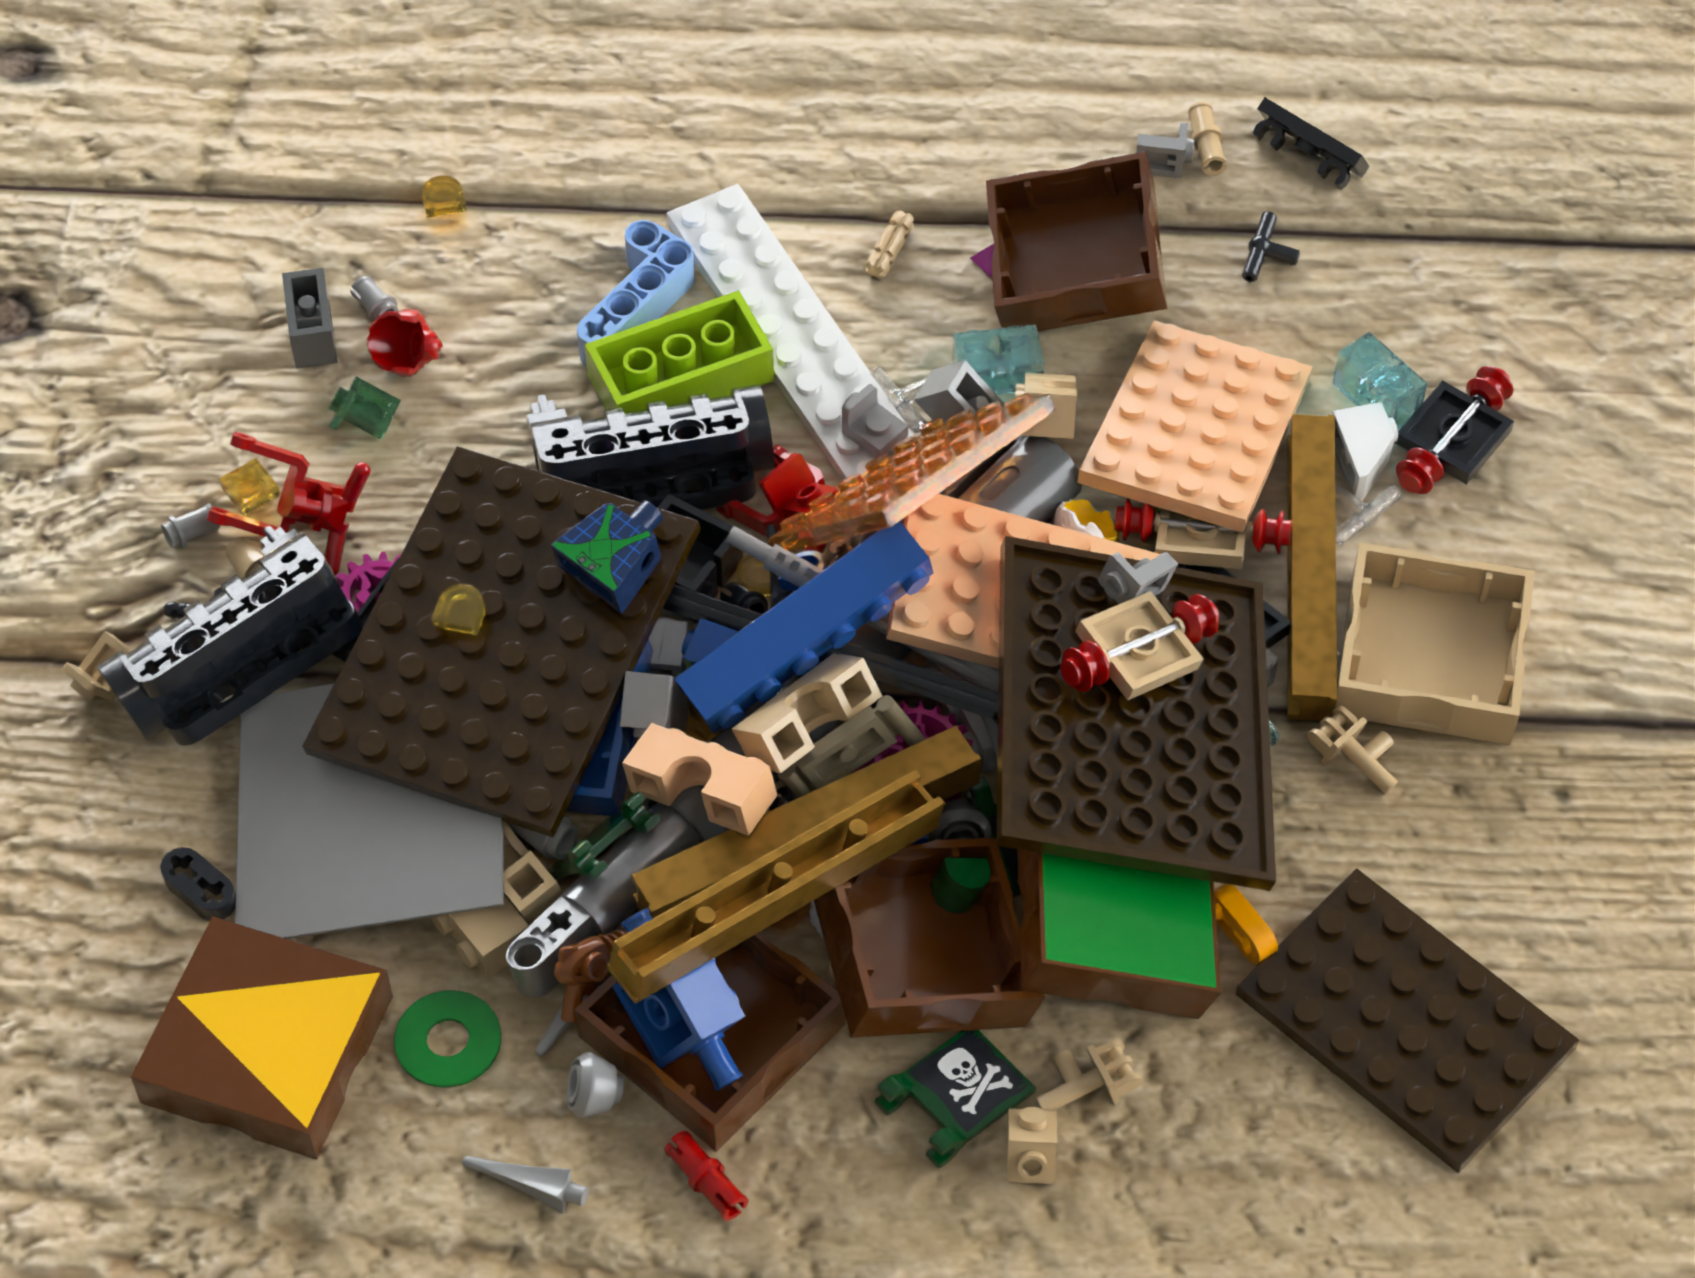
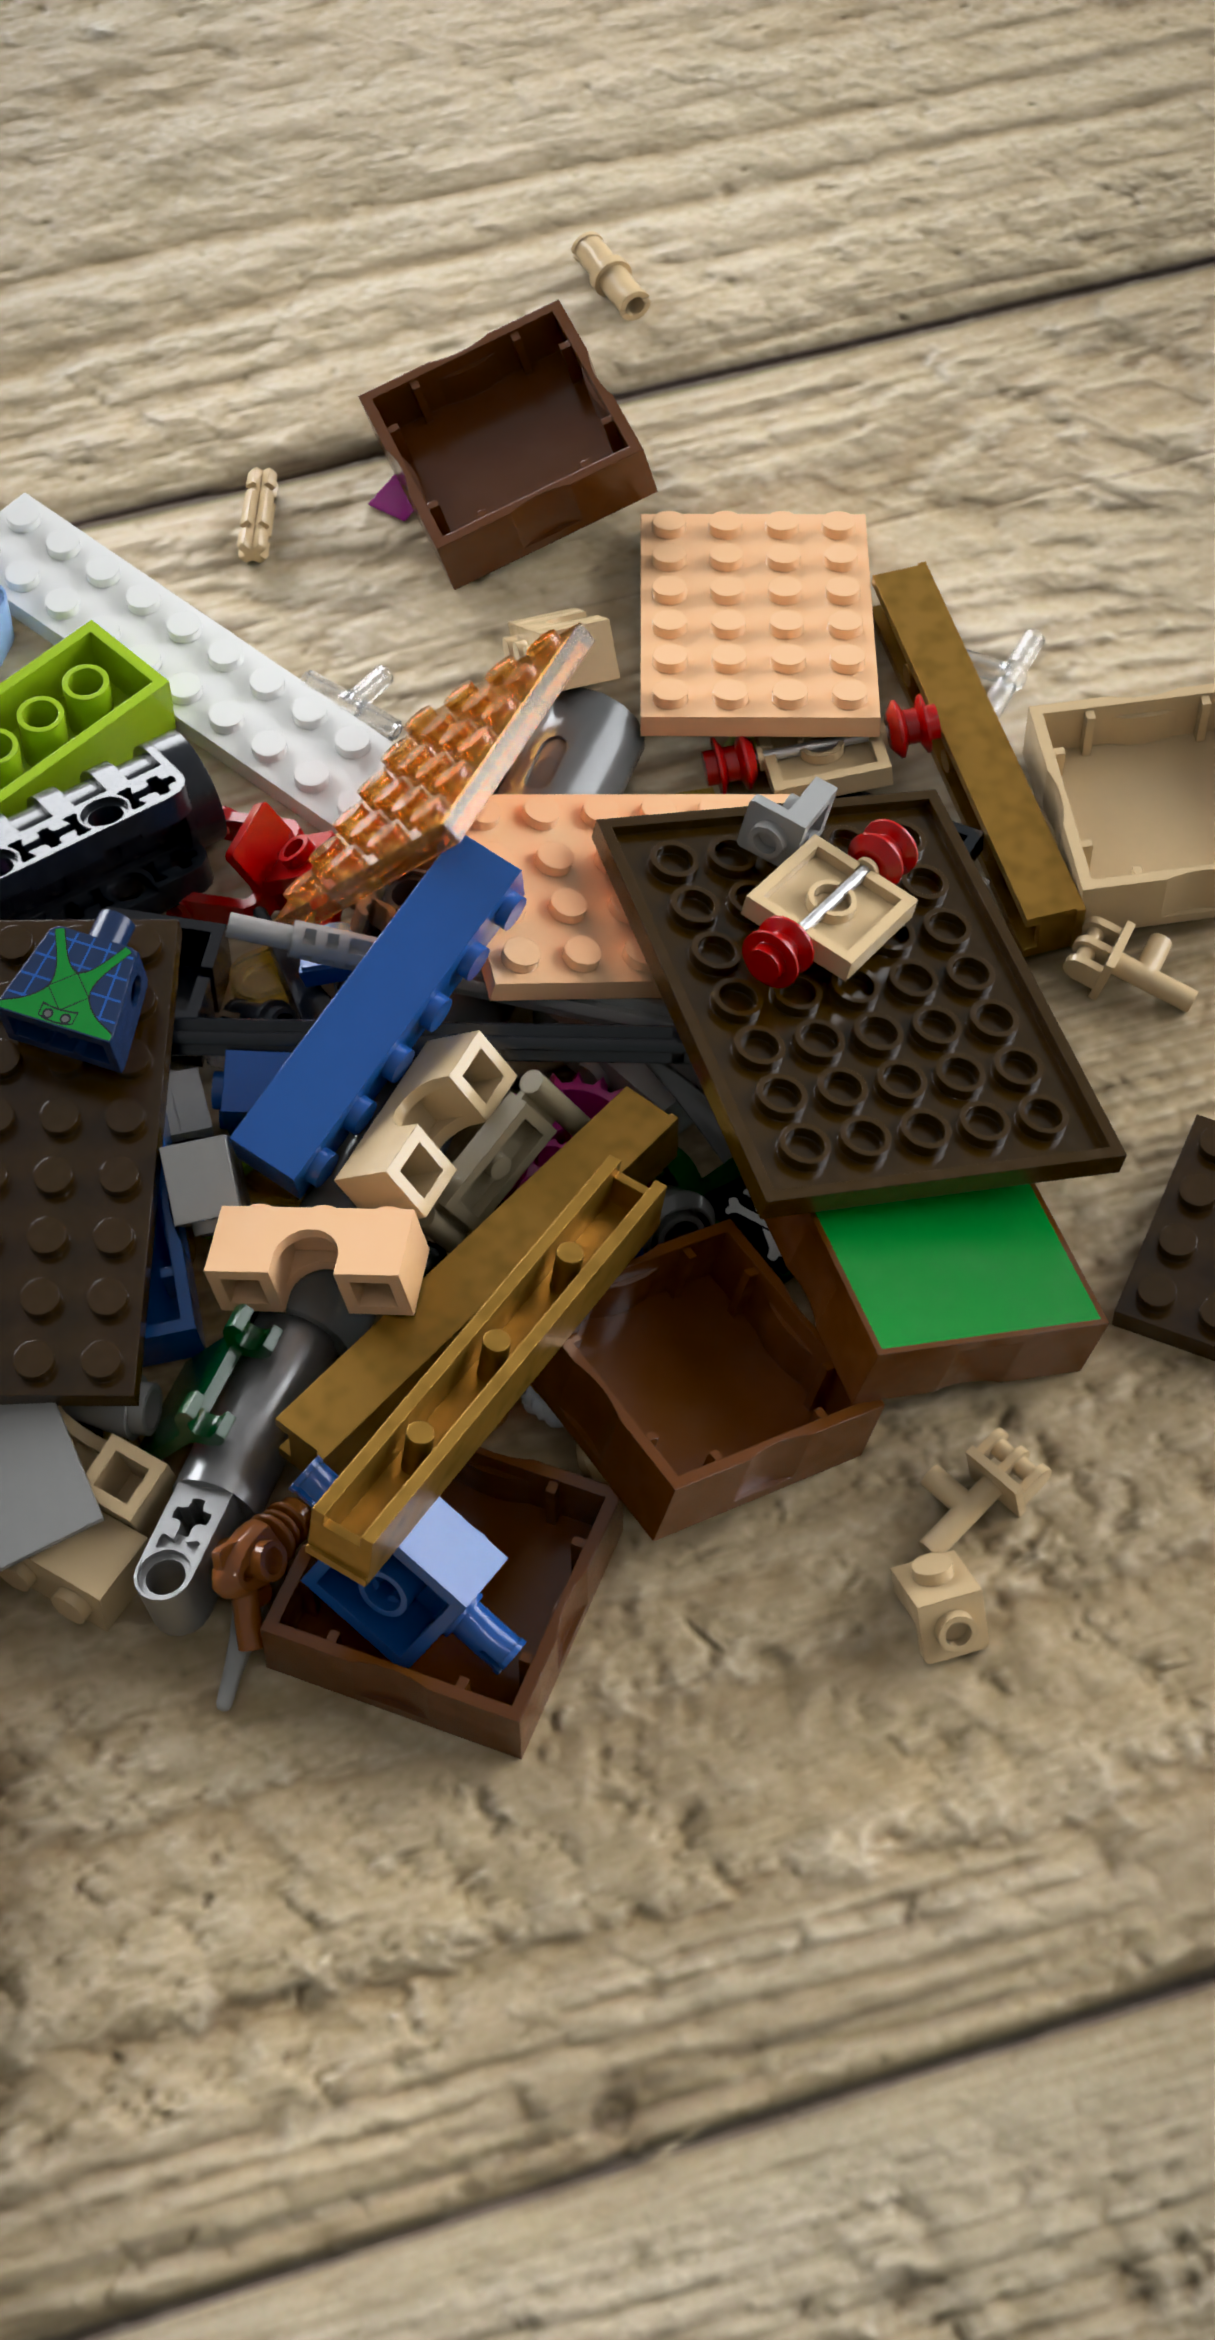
camera: 20 degrees left, 0 degrees up
(454, 1070) = (94, 1778): green gear -> none
(548, 1185) = (310, 1884): light grey piece -> none
(593, 1086) = (320, 1726): light grey cone -> none
(706, 1175) = (525, 1794): red pin -> none
(870, 423) = (336, 742): light grey bracket -> none
(954, 390) = (426, 671): light grey slope -> none
(960, 883) = (706, 1293): dark green brick -> none
(961, 1087) = (816, 1561): flag -> none
(1001, 355) = (460, 618): clear light blue brick -> none
(1083, 518) = (658, 776): hair -> none
(1167, 153) = (579, 299): light grey bracket -> none
(1243, 924) = (1094, 1231): light orange beam -> none
(1262, 247) = (736, 389): black piece -> none
(1310, 142) = (742, 244): black plate -> none
(1363, 444) = (974, 587): white slope -> none
(1374, 374) = (959, 509): clear light blue brick -> none
(1454, 431) = (1075, 542): black plate -> none

